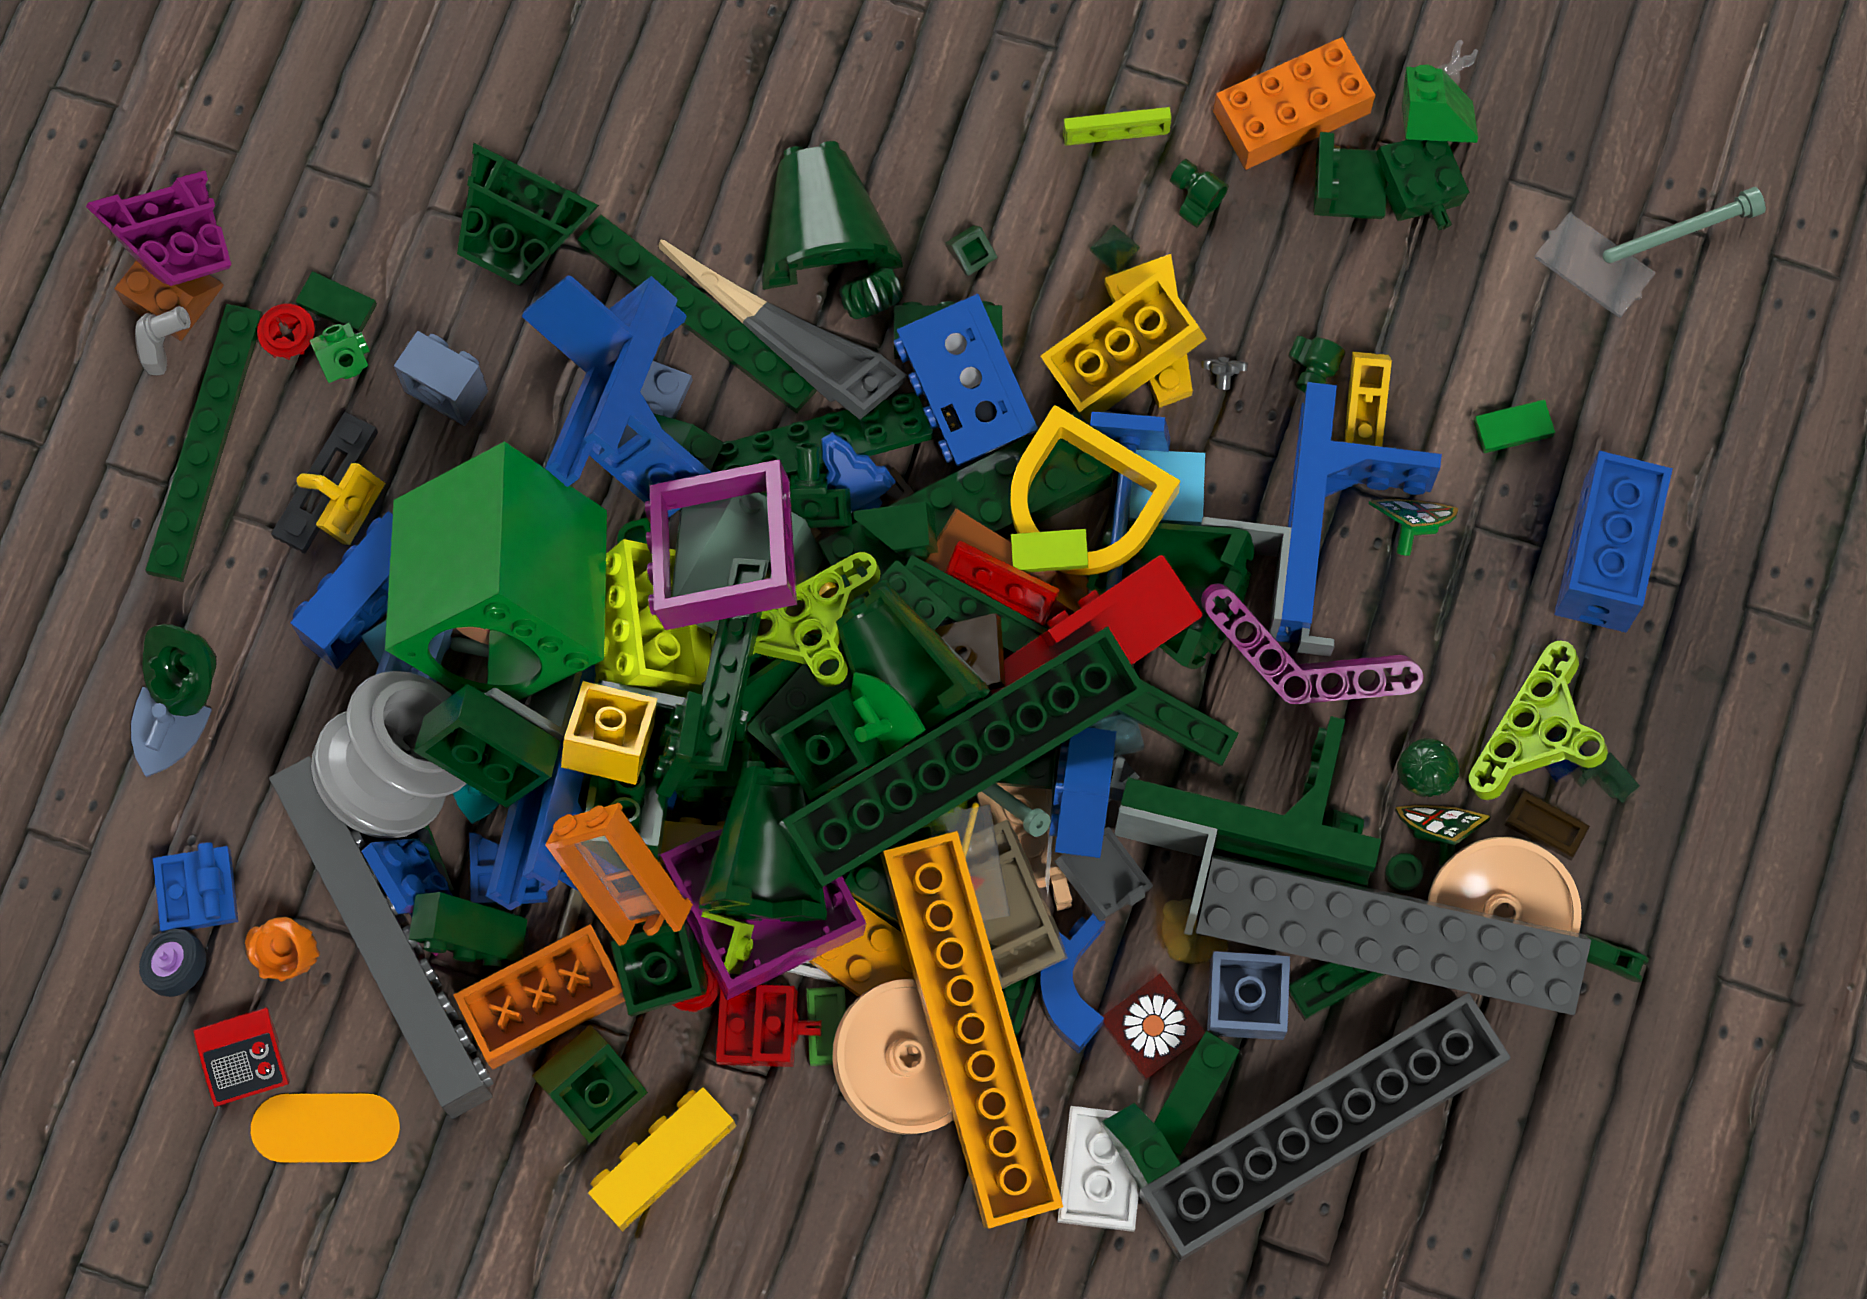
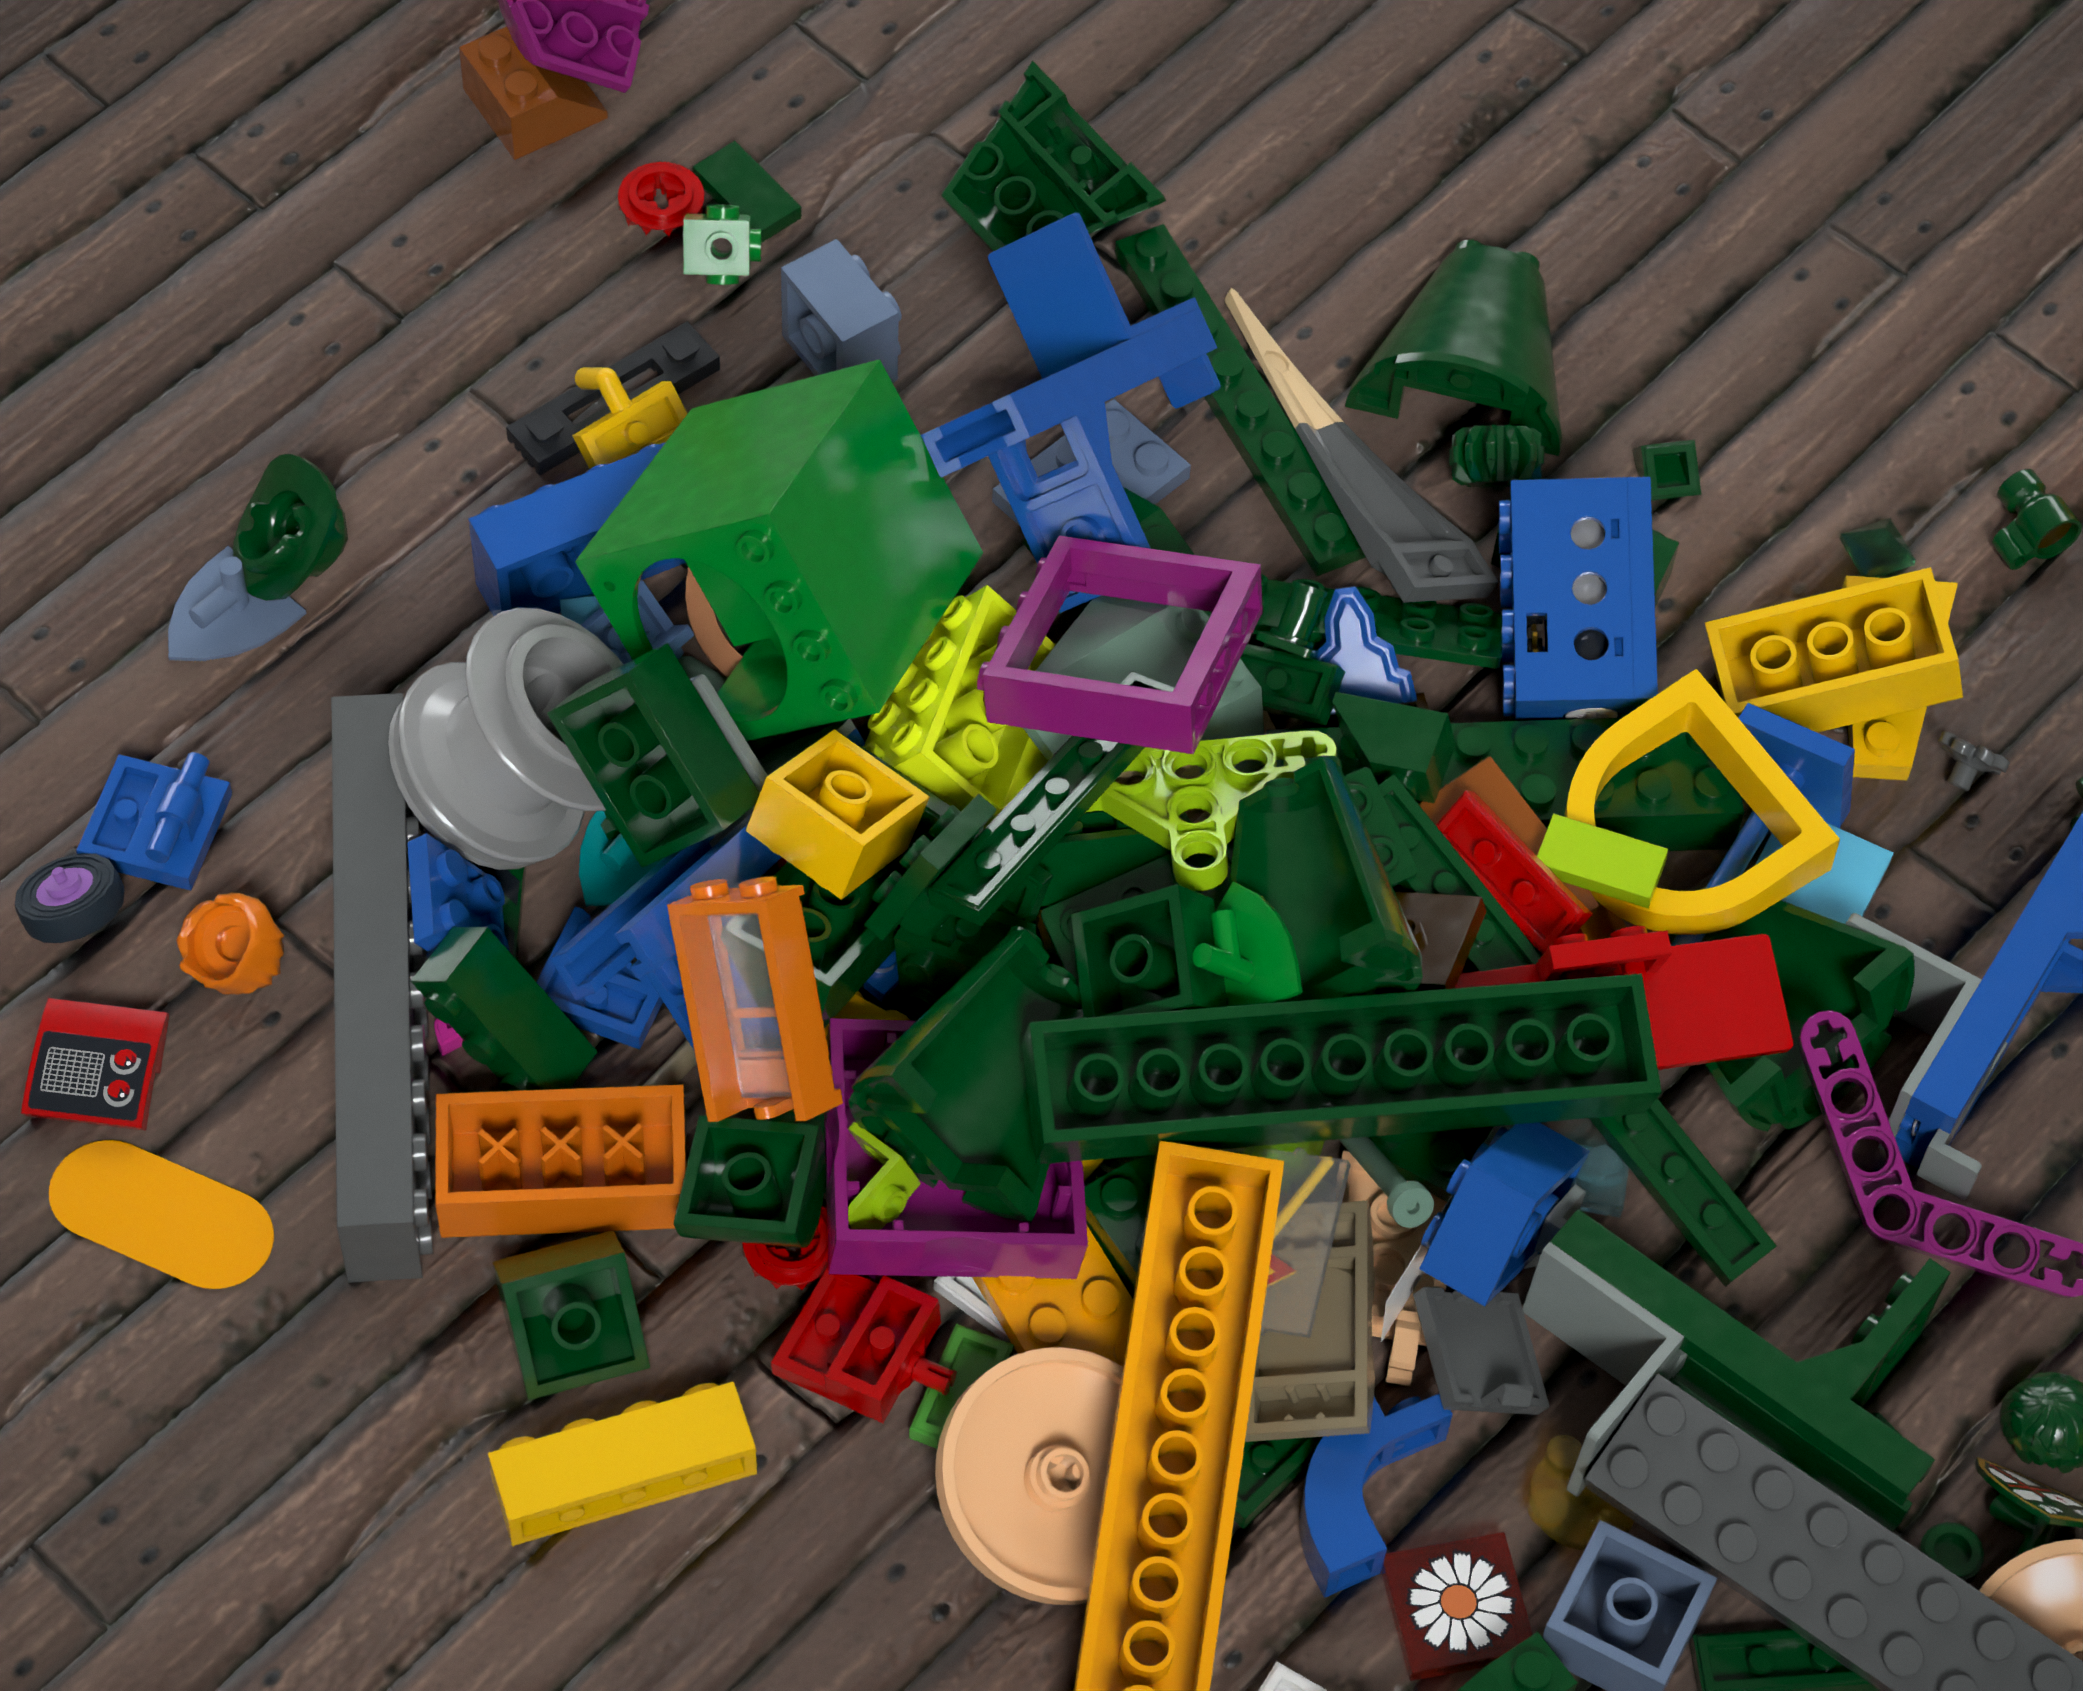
camera: 20 degrees right, 15 degrees down
(150, 337) = (474, 122): light grey arm -> none
(204, 444) = (474, 290): dark green plate -> none
(1116, 126) = (1950, 394): lime tile -> none

